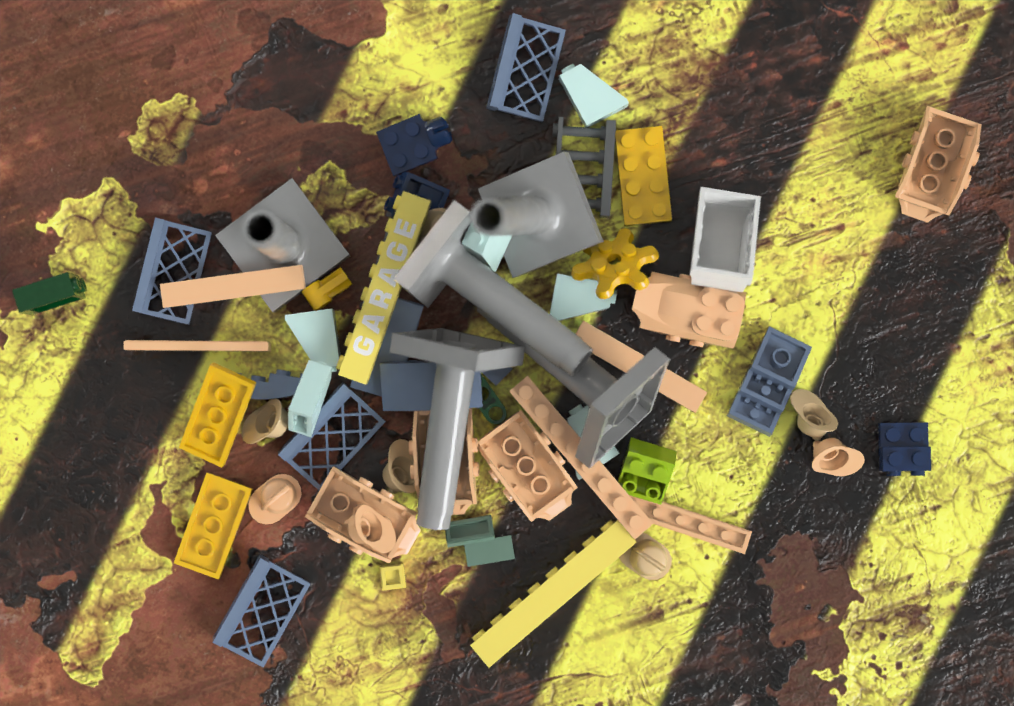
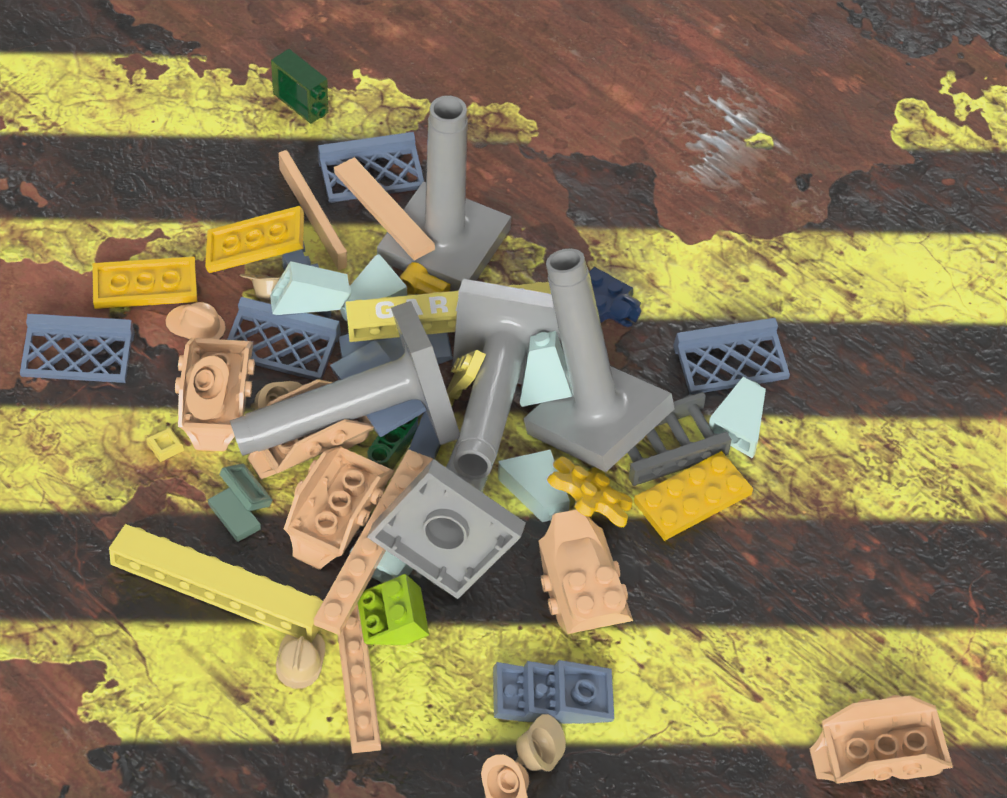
camera: 60 degrees right, 35 degrees down
(458, 309) = (464, 372): none -> light yellow wing
(625, 358) = (498, 591): light nougat tile -> none
(724, 239) = (671, 565): white container -> none

